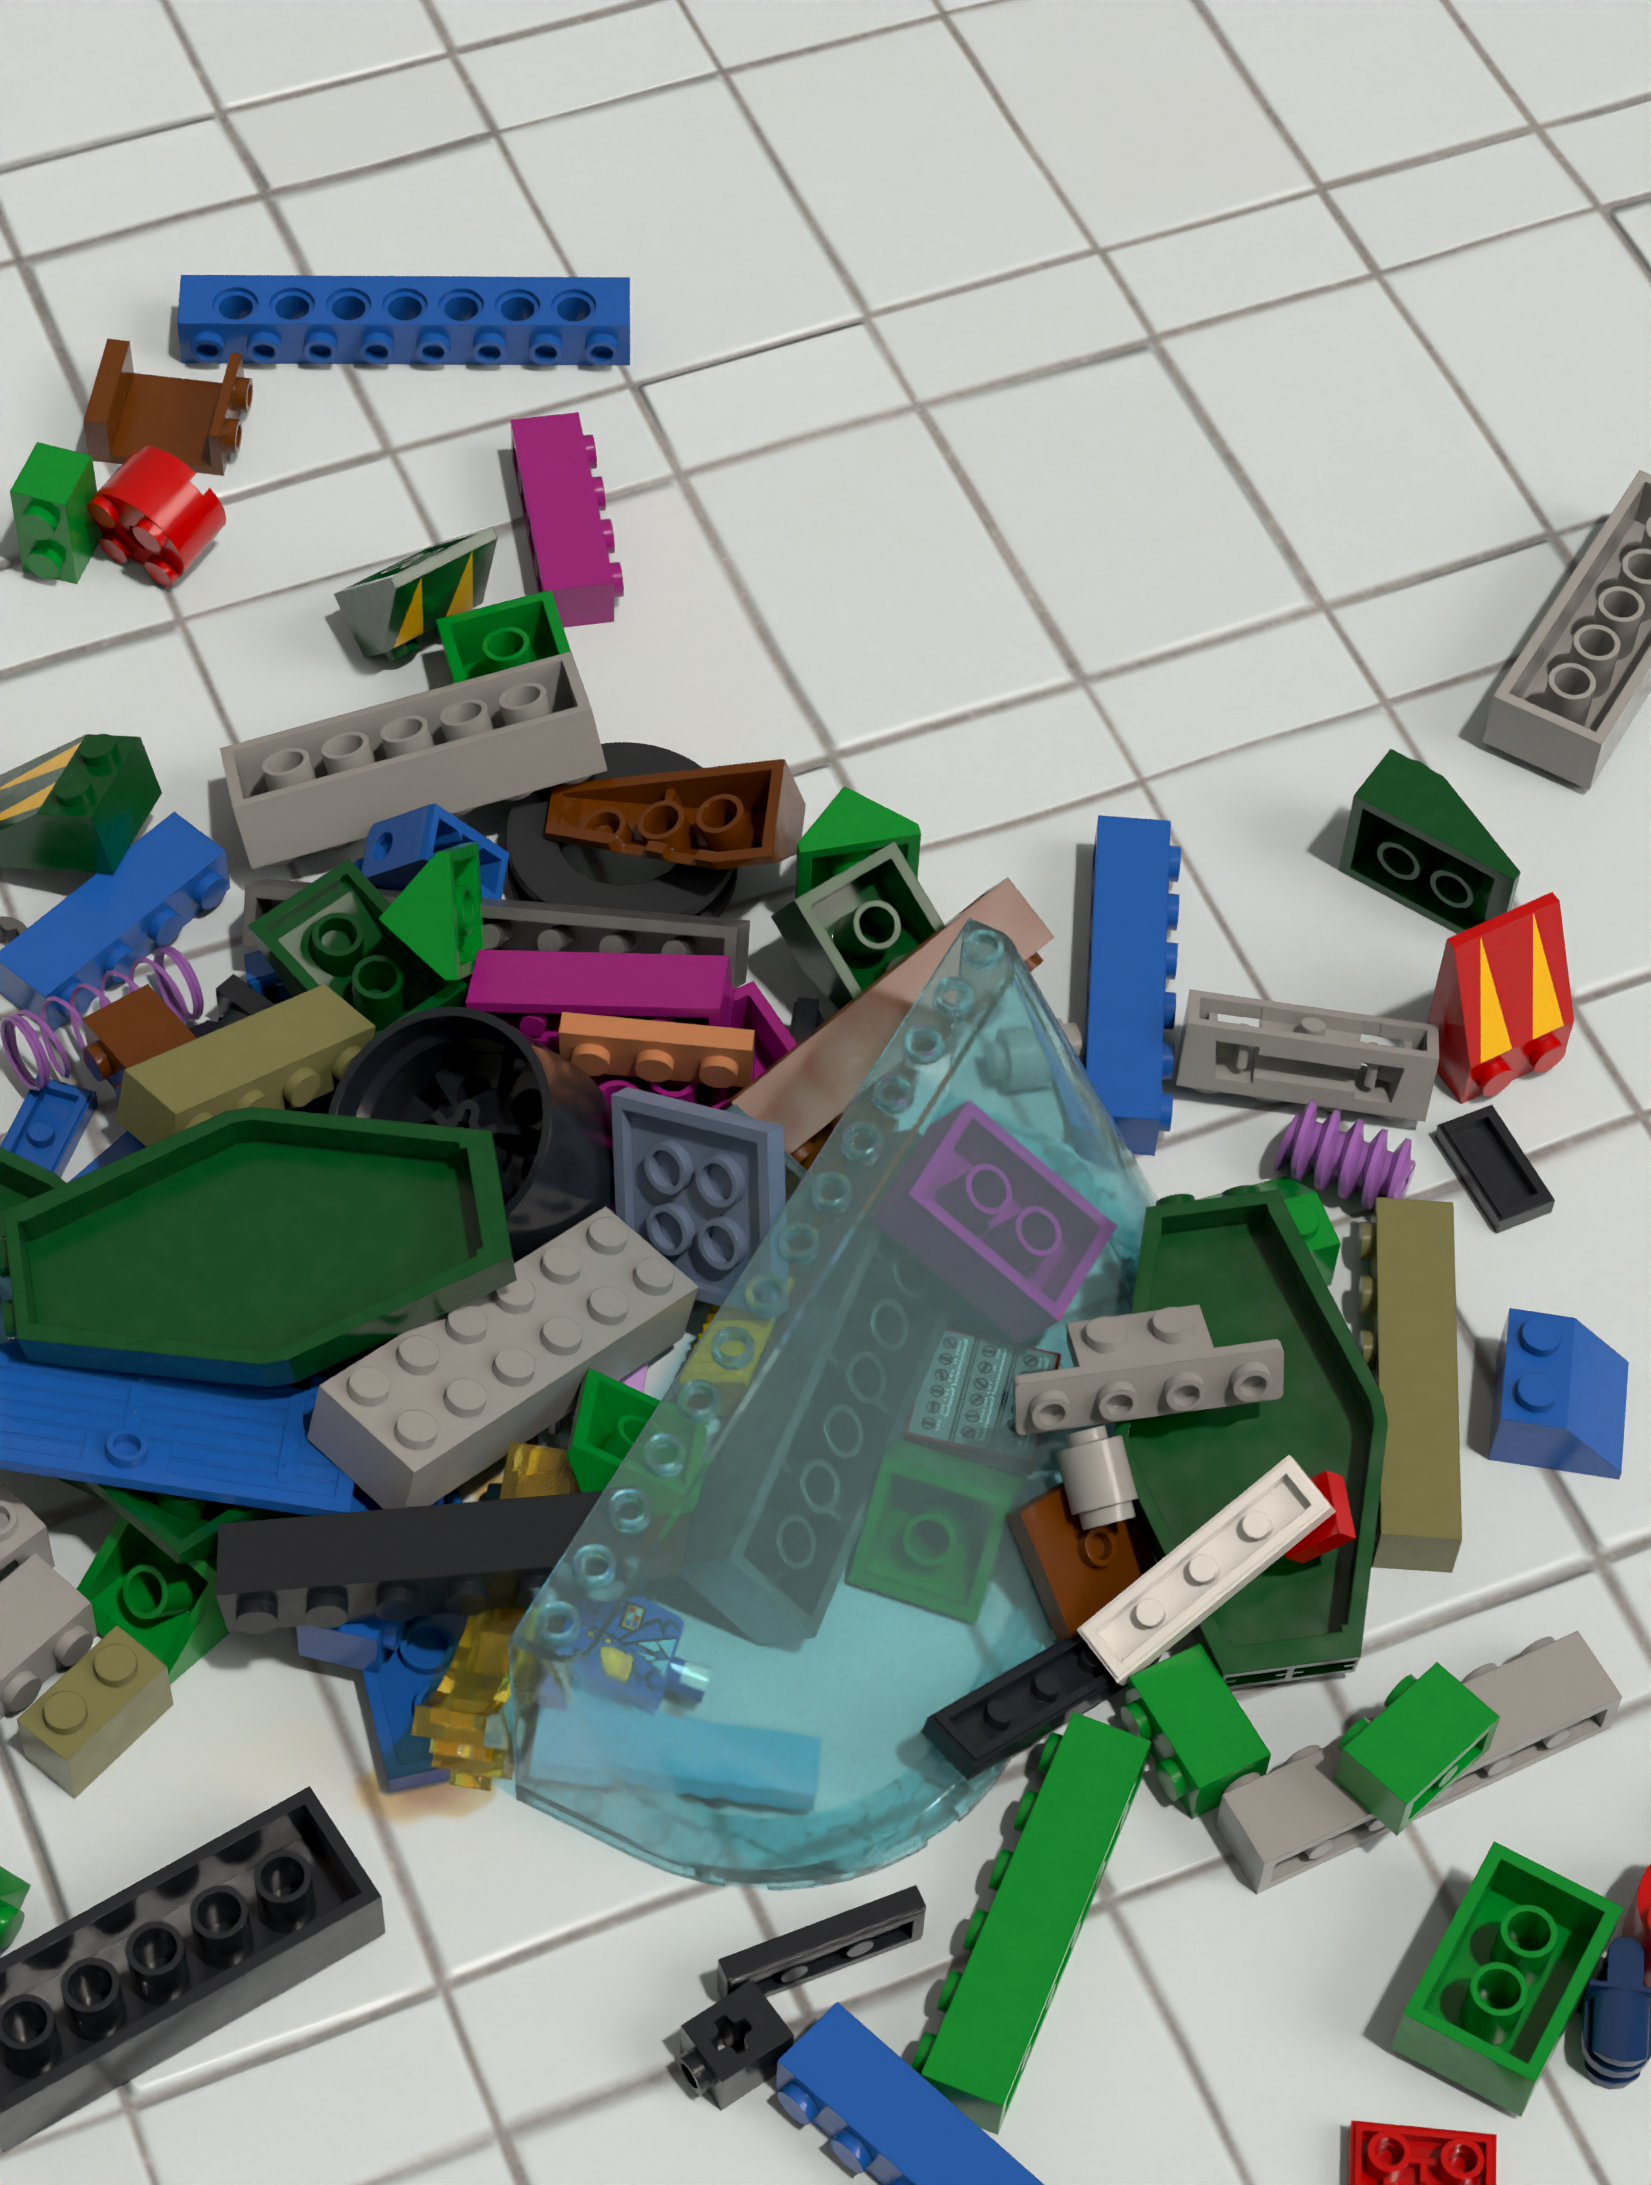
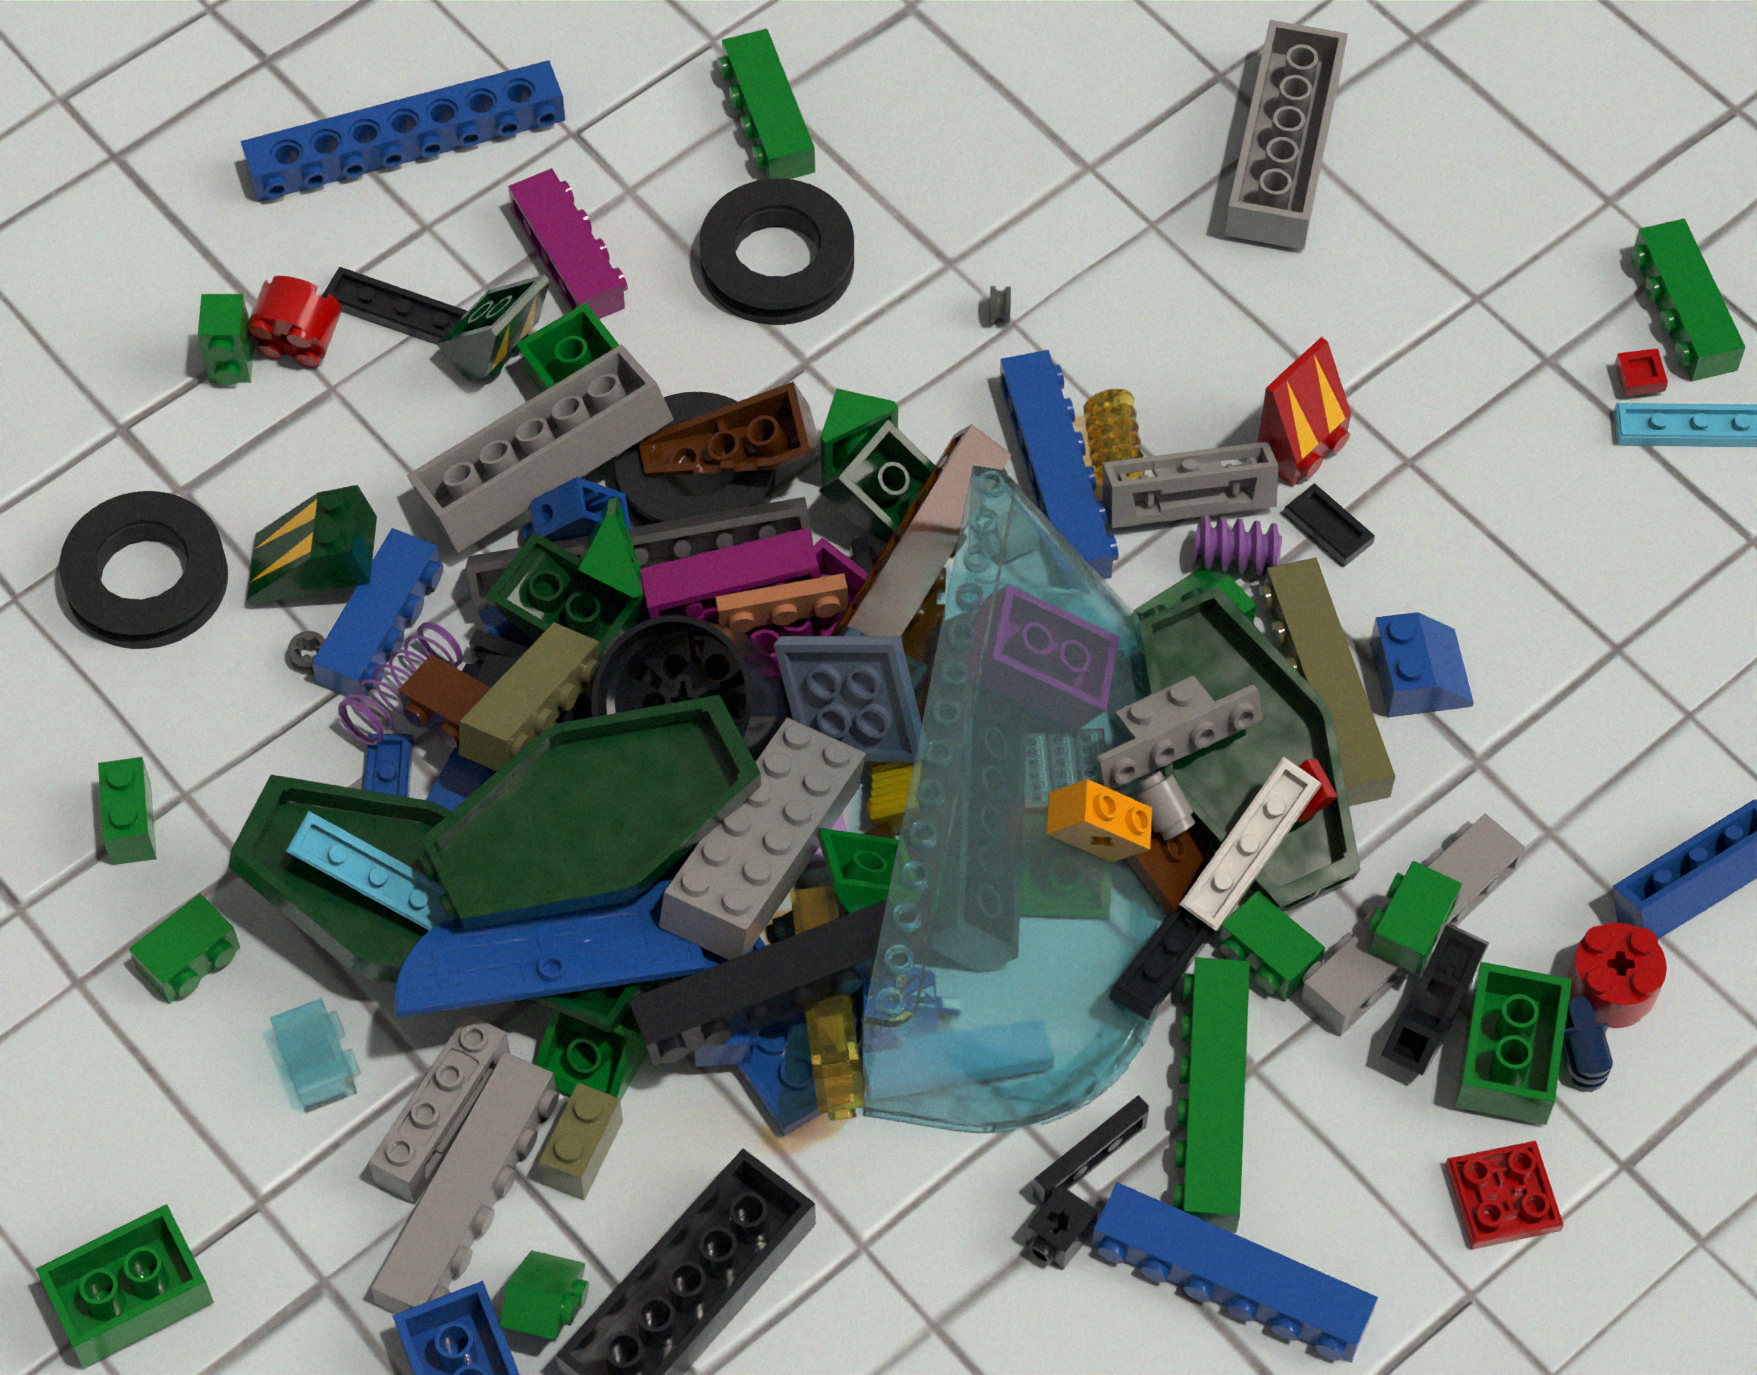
camera: 15 degrees left, 5 degrees up
(178, 415) = (266, 244): reddish brown panel -> none
(297, 533) = (392, 306): none -> black tile
(846, 662) = (777, 298): none -> black tyre
(905, 413) = (767, 106): none -> green brick
(985, 1468) = (1099, 820): none -> light orange brick
(1129, 747) = (1000, 304): none -> dark grey bush
(1224, 950) = (1112, 429): none -> clear yellow piece
(1413, 1885) = (1436, 1000): none -> black arch
(1426, 847) = (1222, 324): dark green slope -> none

